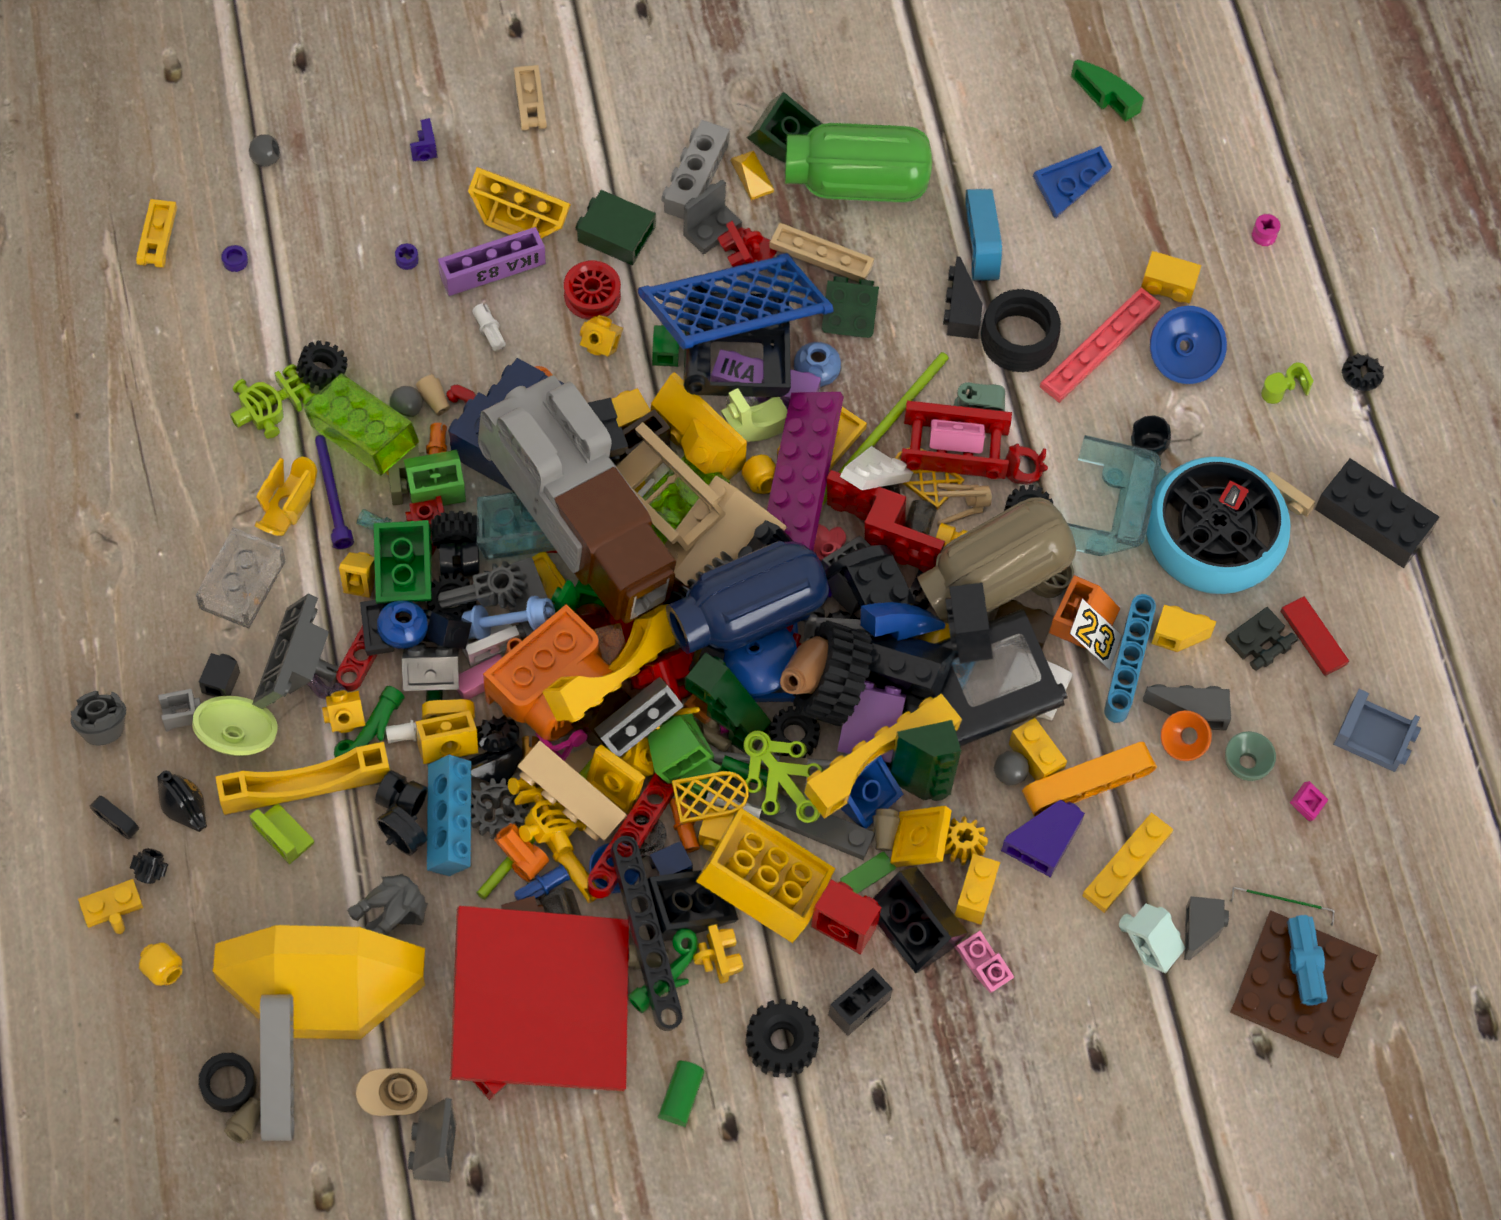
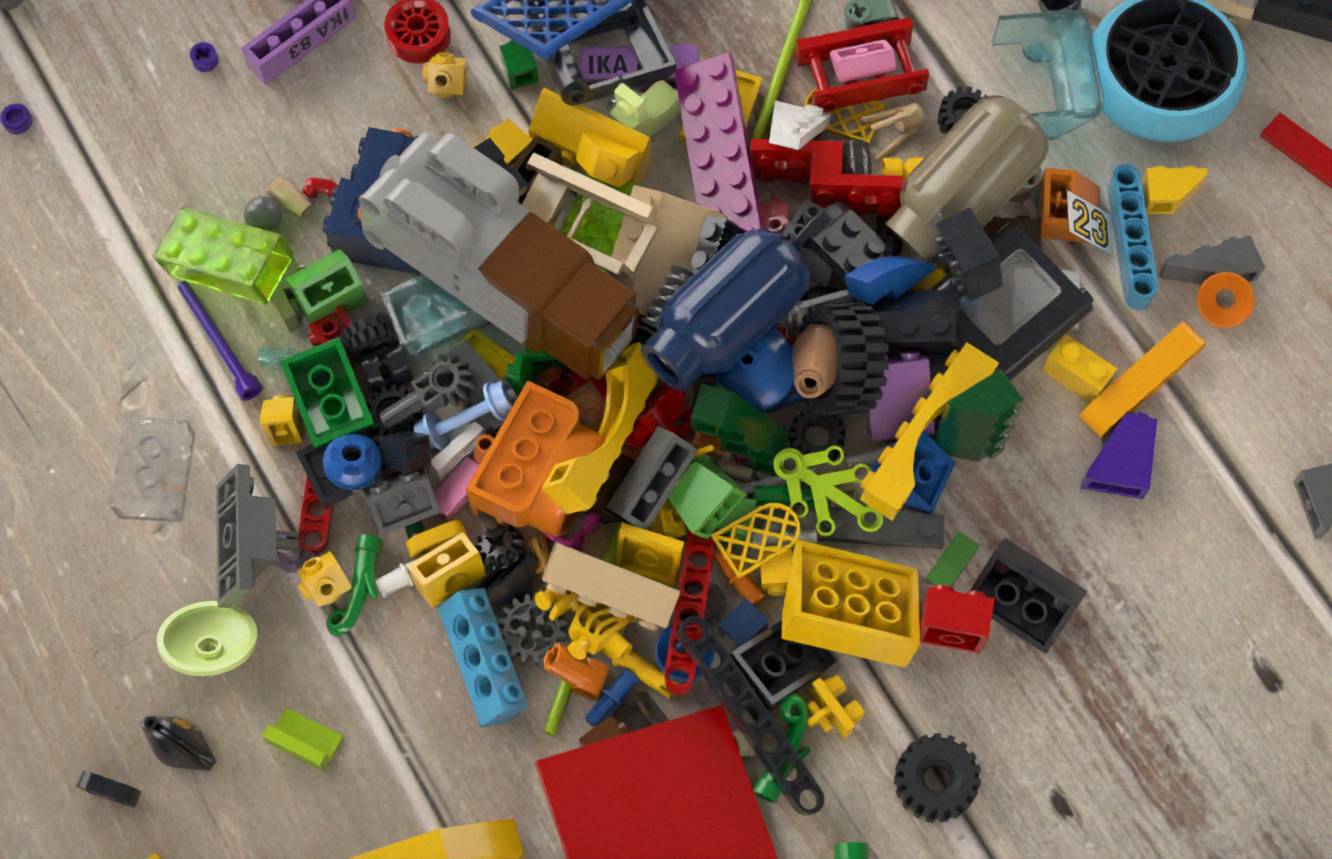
camera: 15 degrees left, 5 degrees up
(99, 718) = (50, 682): dark grey cone -> none
(149, 866) = (168, 832): black gear -> none
(178, 708) = (136, 639): light grey window -> none
(219, 675) = (168, 586): black brick -> none
(254, 400) = (97, 268): lime piece -> none
(254, 790) = (263, 699): yellow arch -> none
(296, 487) = (177, 347): yellow piece -> none
(323, 354) = (154, 192): black tyre -> none
(397, 791) = (420, 652): black wheel -> none
(400, 901) = (466, 775): dark grey piece -> none
(401, 830) = (437, 692): black wheel -> none
(437, 439) = (311, 244): orange pin -> none
(489, 326) = (321, 104): white axle -> none
(759, 473) = (671, 168): yellow head -> none
(827, 370) = (698, 34): medium blue piece -> none
(860, 1001) = (1005, 708): black brick -> none
(885, 828) = (953, 504): dark tan cone -> none
(921, 836) = (996, 503): yellow plate -> none
(973, 845) = (1052, 488): yellow gear -> none
(977, 889) = (1077, 539): yellow brick -> none
(983, 962) = (1113, 617): bright pink slope -> none
(1011, 768) = (1059, 395): dark grey piece -> none
(1013, 472) = (935, 81): red piece -> none
(1127, 862) = (1216, 455): yellow plate -> none
(1154, 936) = (1281, 526): light aqua brick -> none
(1233, 495) = (1173, 29): sticker -> none
(1251, 745) = (1305, 290): sand green piece -> none
(1255, 633) = (1245, 167): pearl dark grey plate -> none

